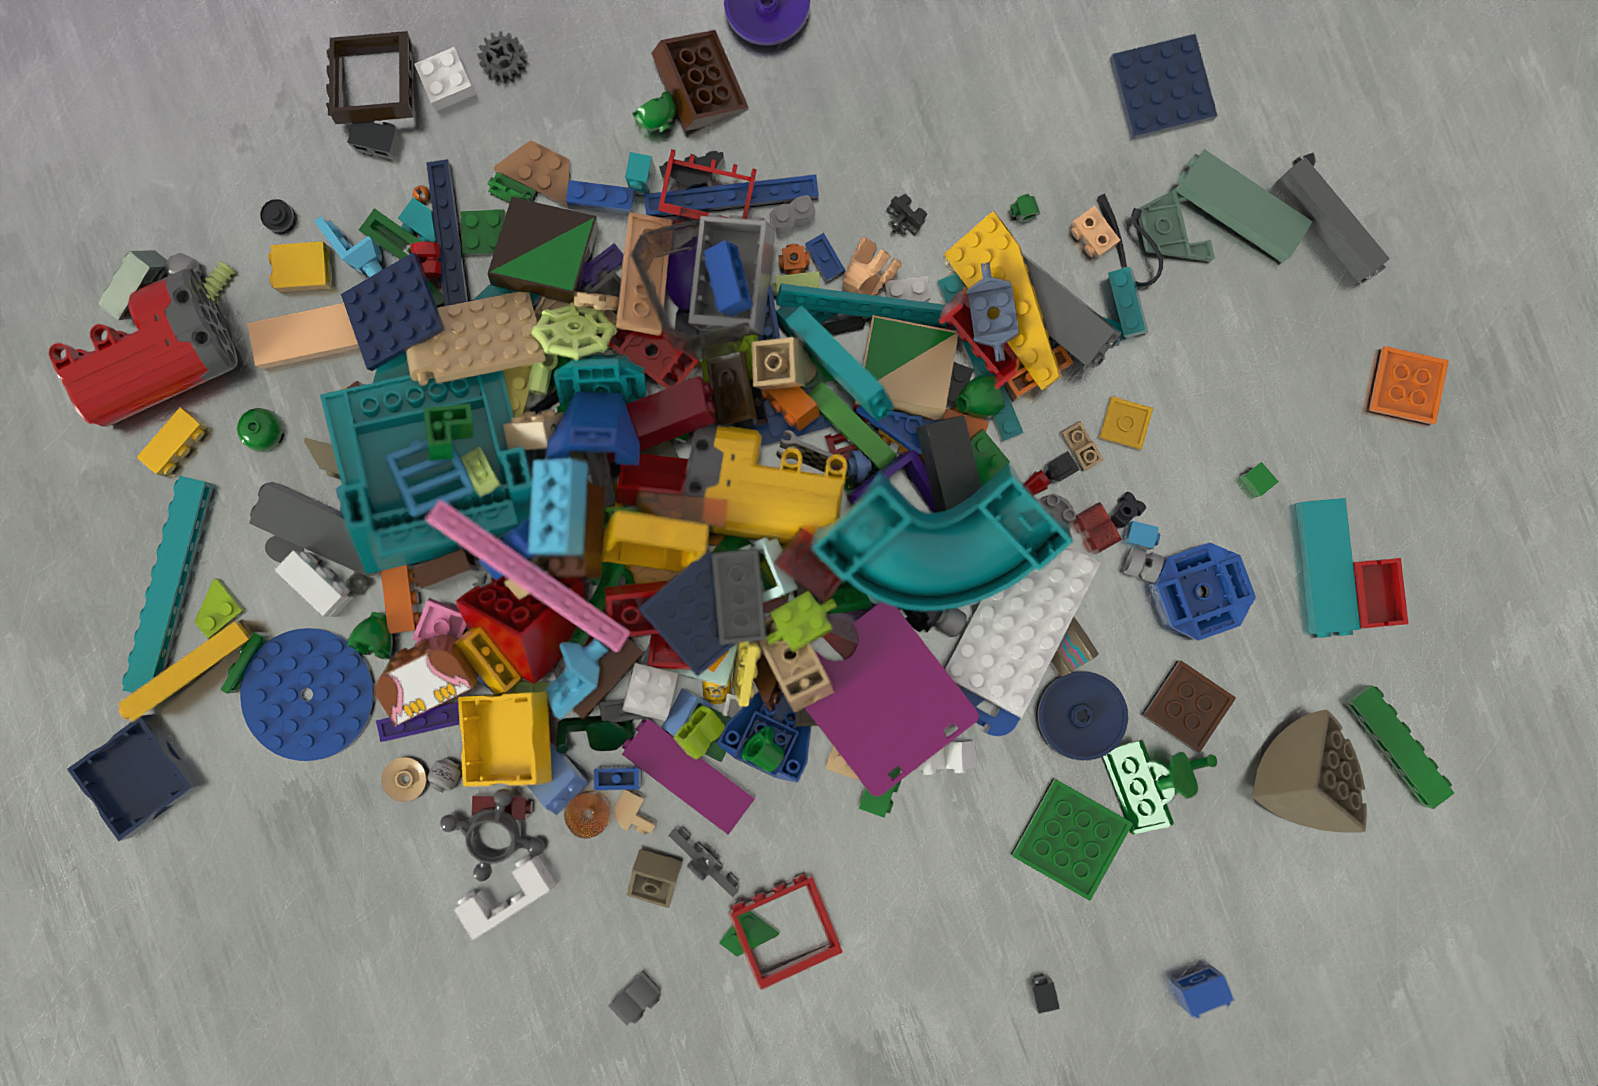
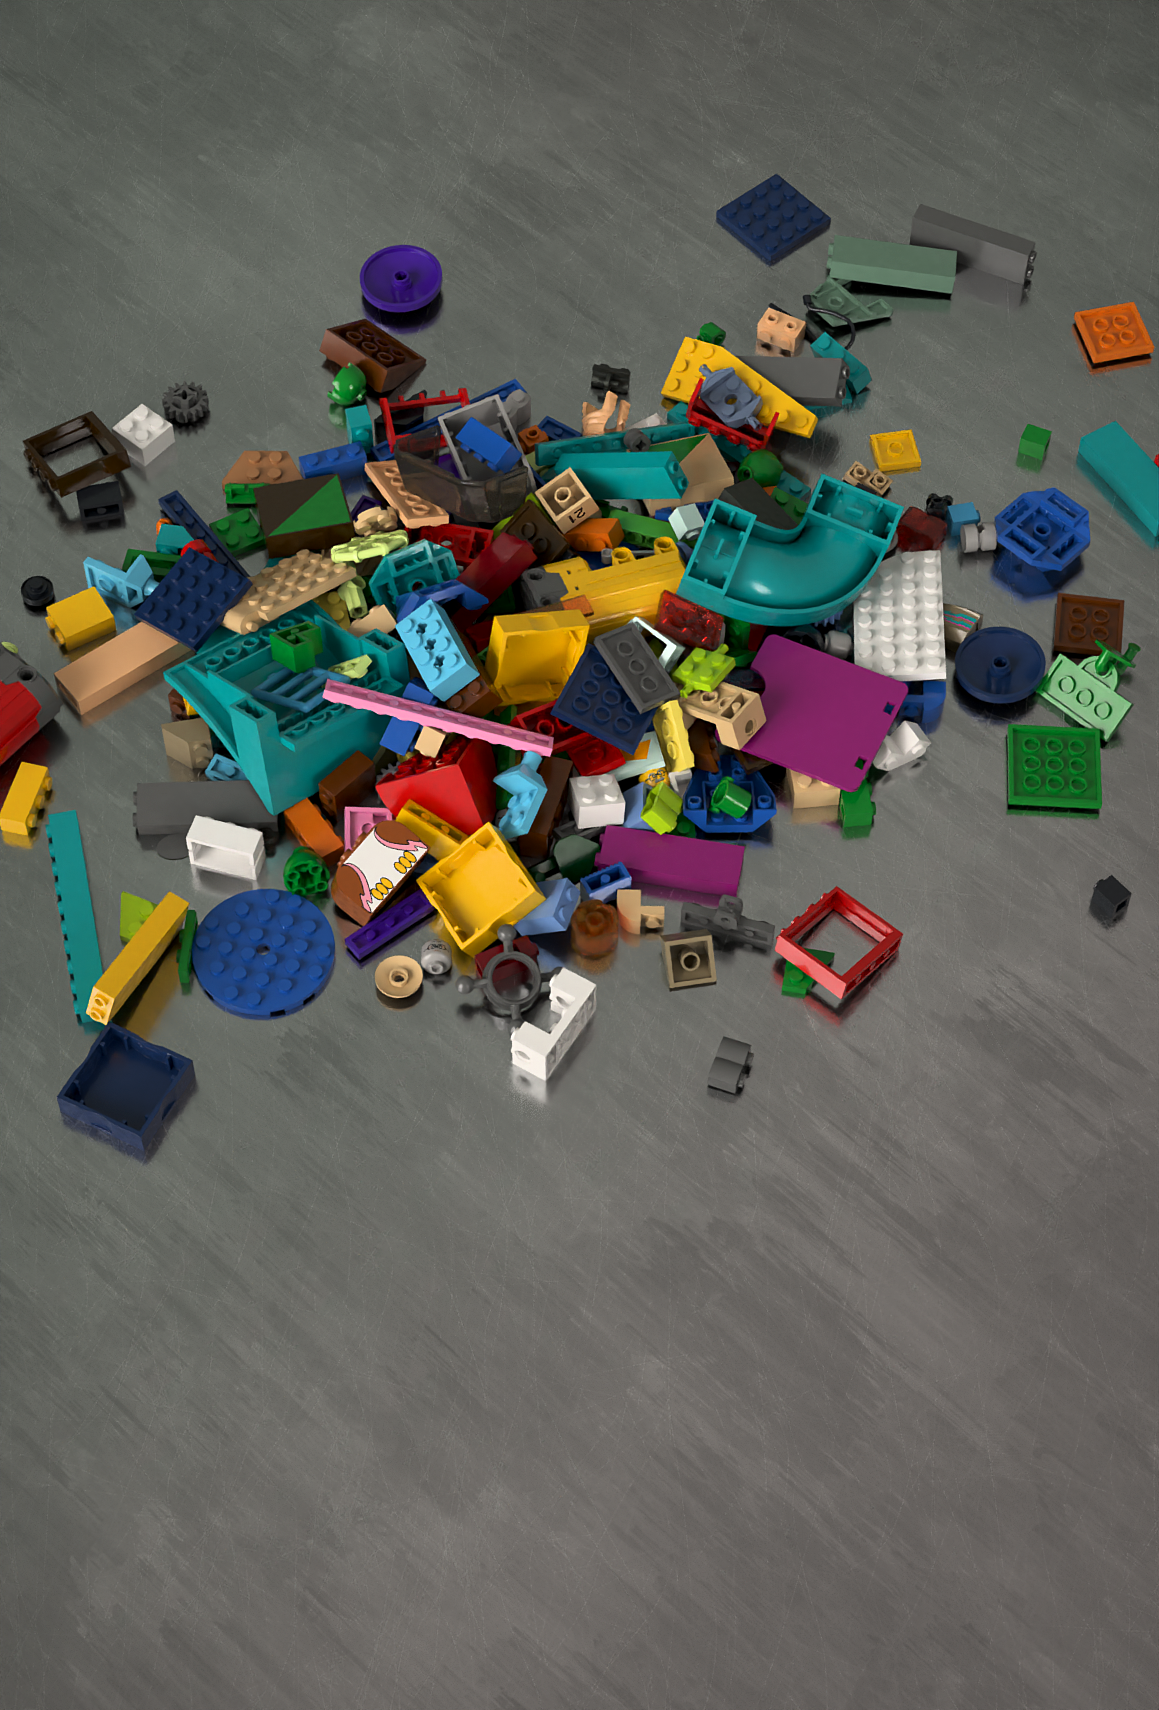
camera: 25 degrees left, 30 degrees down
(260, 429) = (105, 757): green cylinder -> none
(876, 441) = (686, 522): none -> light aqua brick
(882, 316) = (636, 440): none -> dark grey wheel
(1023, 381) = (790, 446): orange brick -> none

